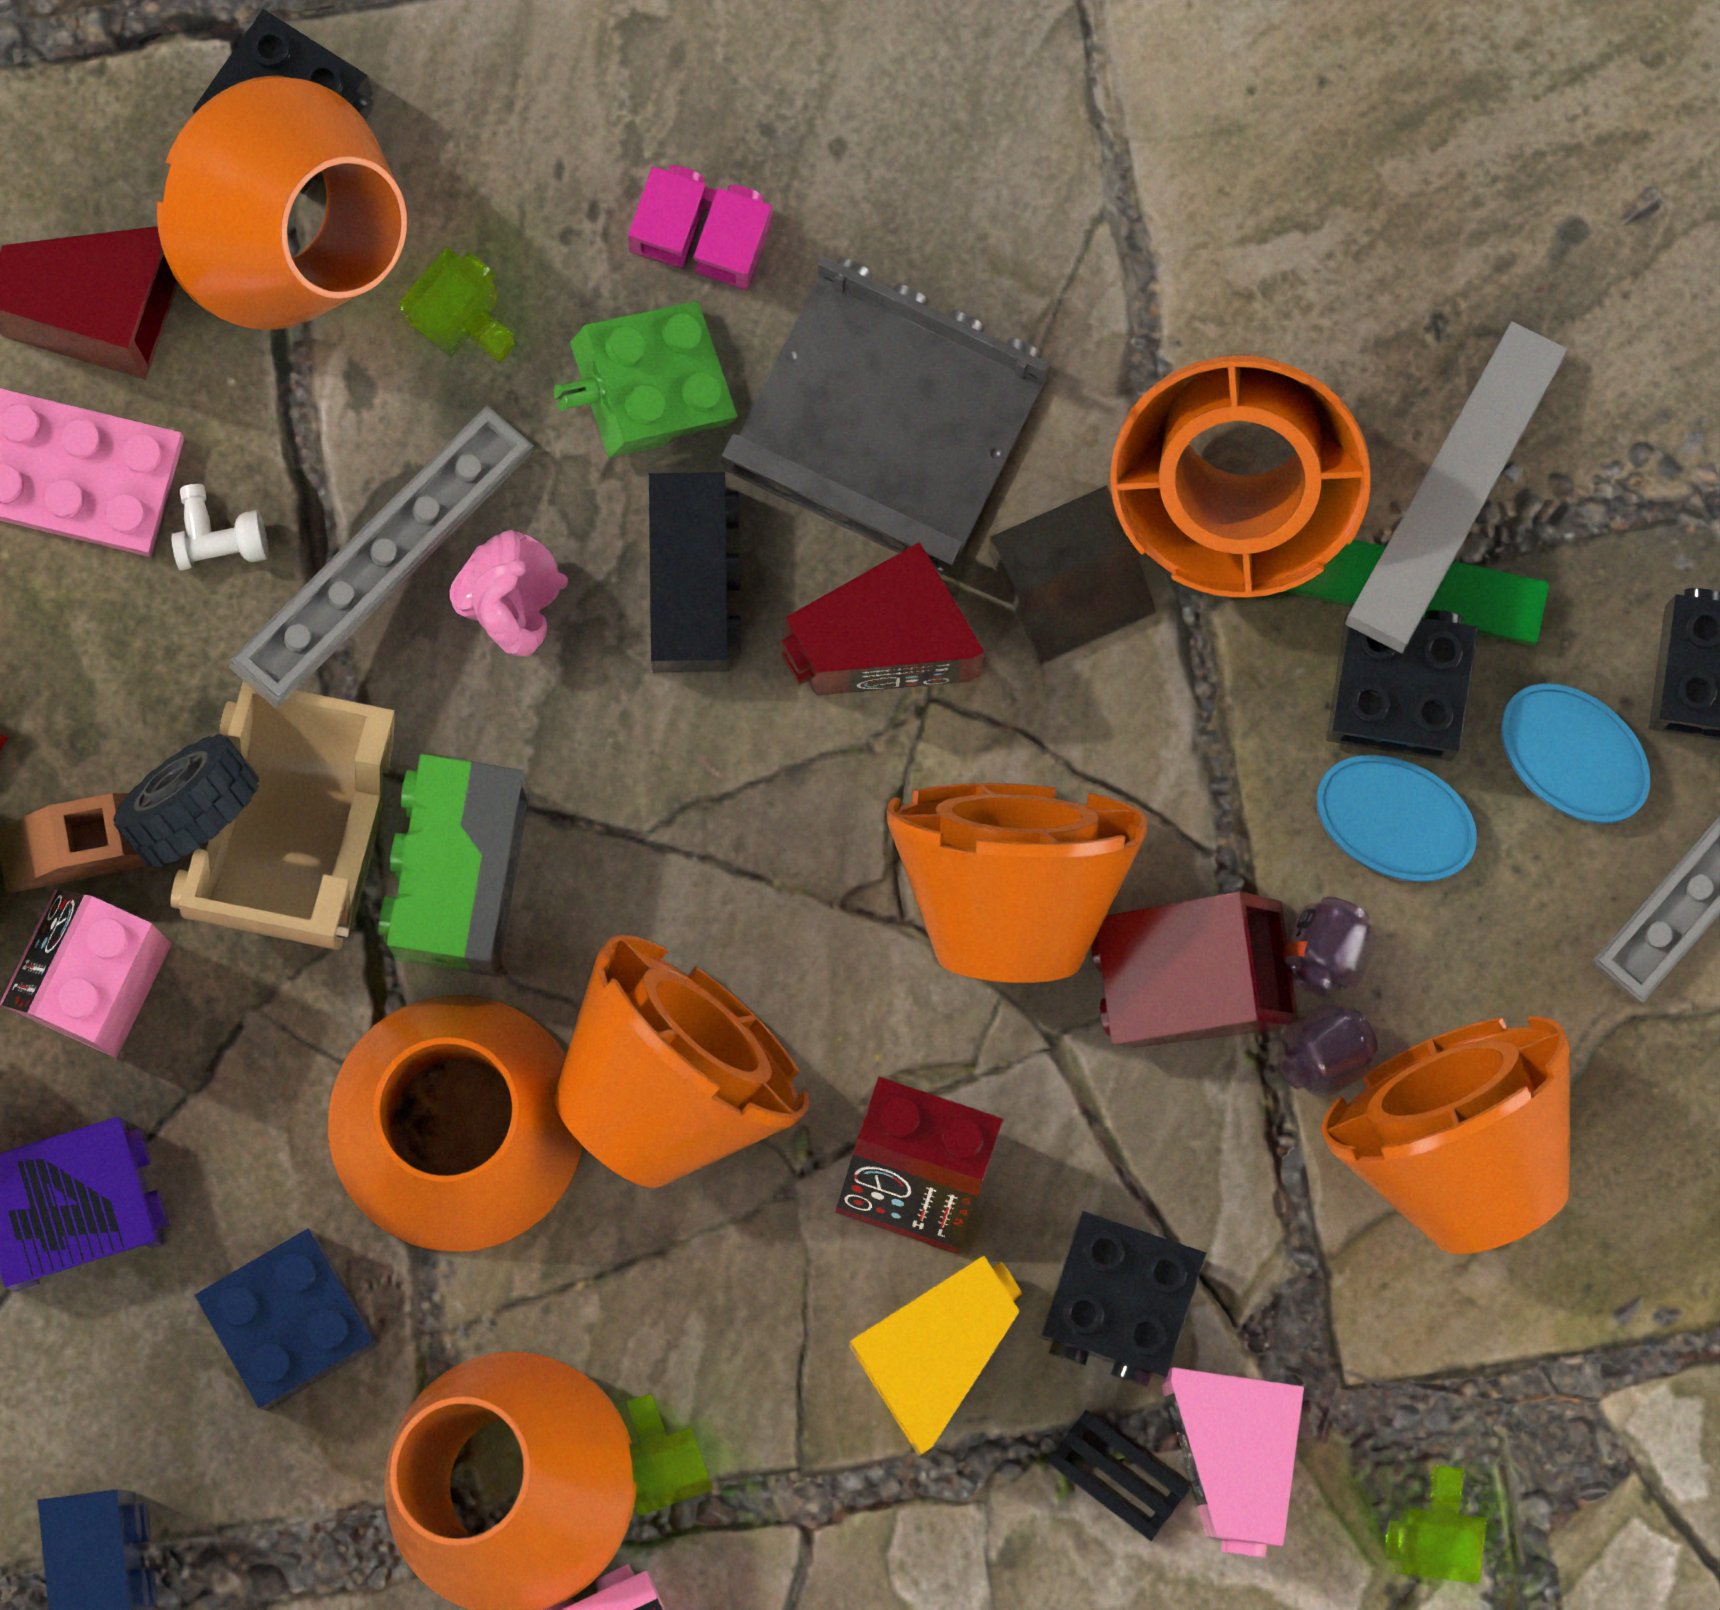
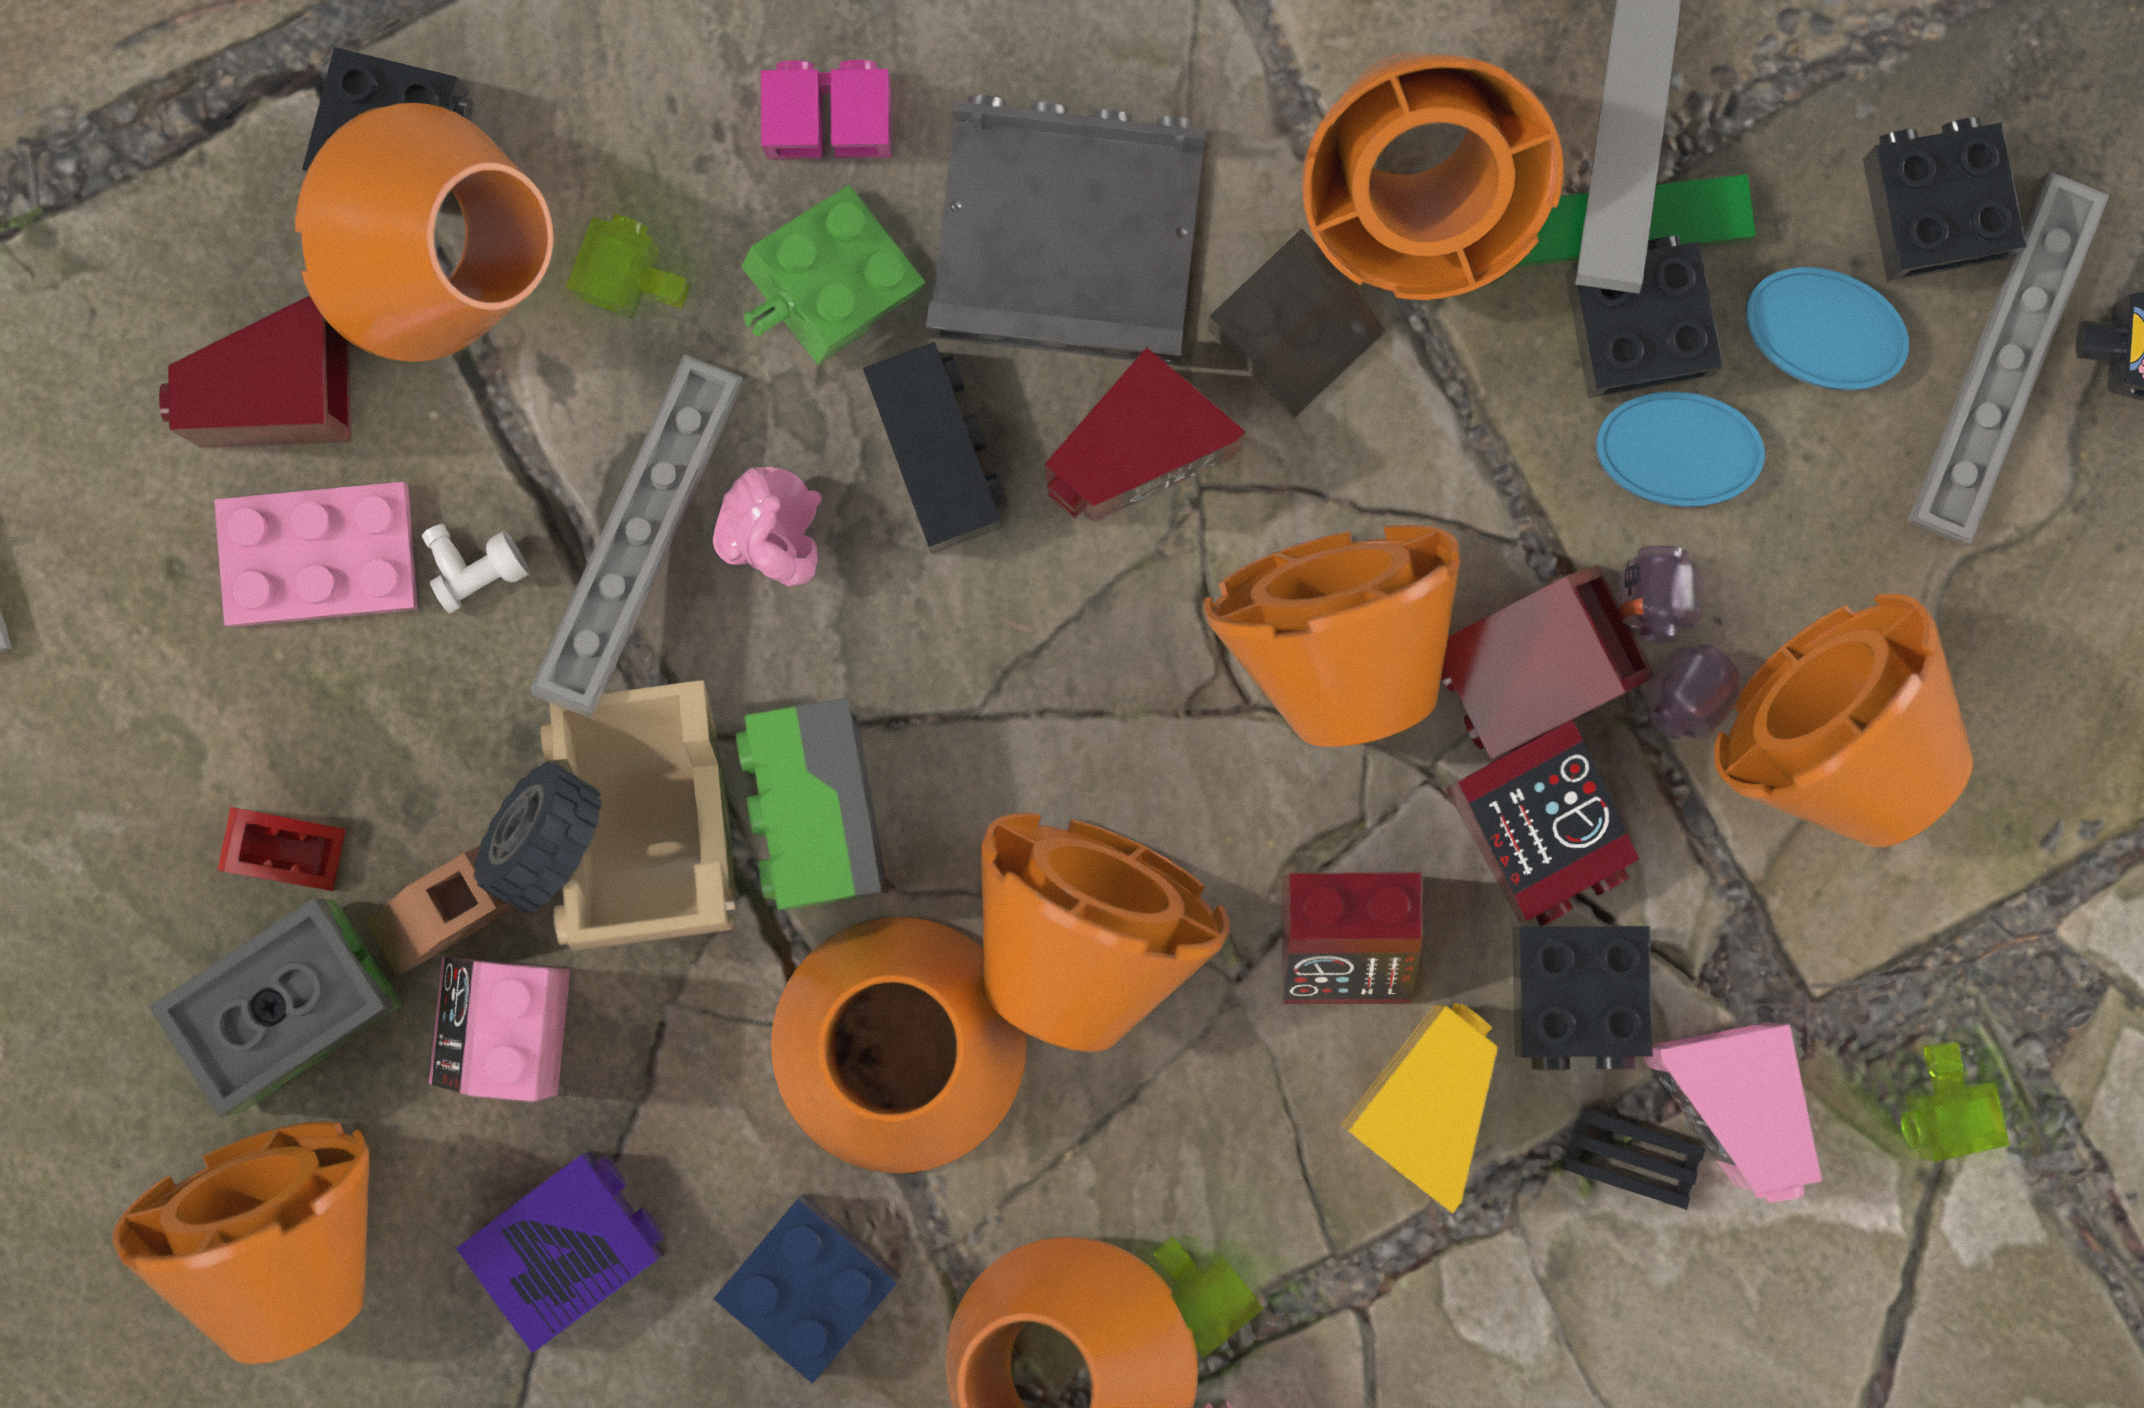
camera: 10 degrees left, 5 degrees up
(1142, 1123) = (1545, 824): none -> slope

